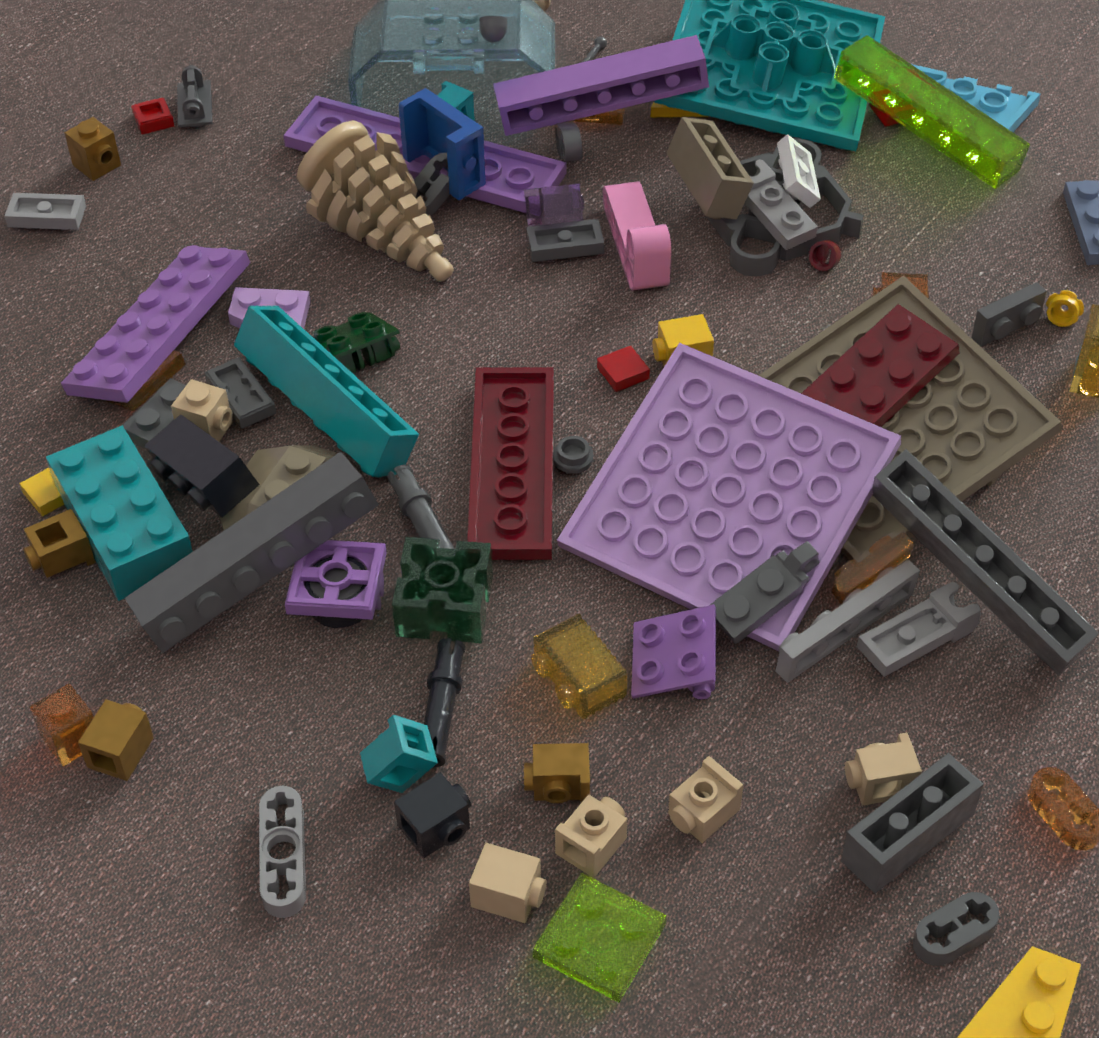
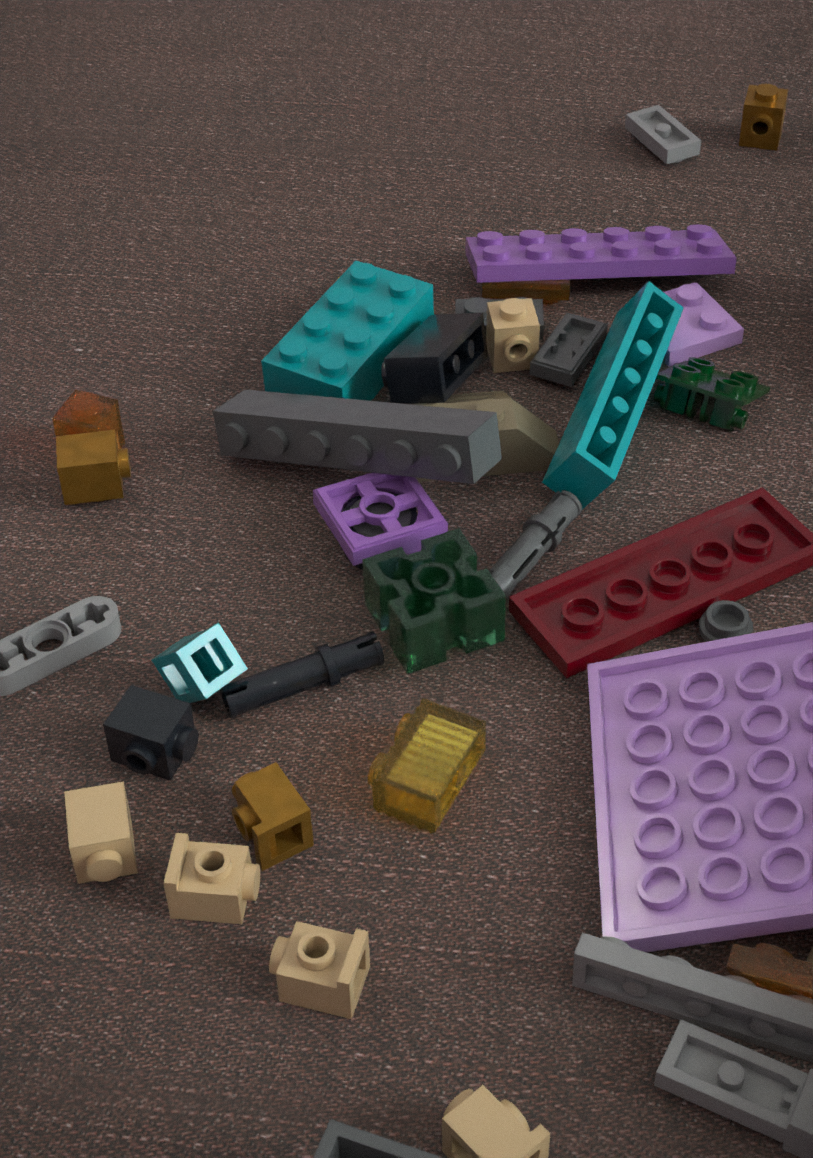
camera: 60 degrees right, 5 degrees down
(57, 544) = (274, 321): pearl gold brick -> none
(599, 937) = (88, 956): clear neon green plate -> none
(675, 653) = (512, 843): medium lavender hinge -> none
(764, 591) = (654, 879): dark grey hinge -> none

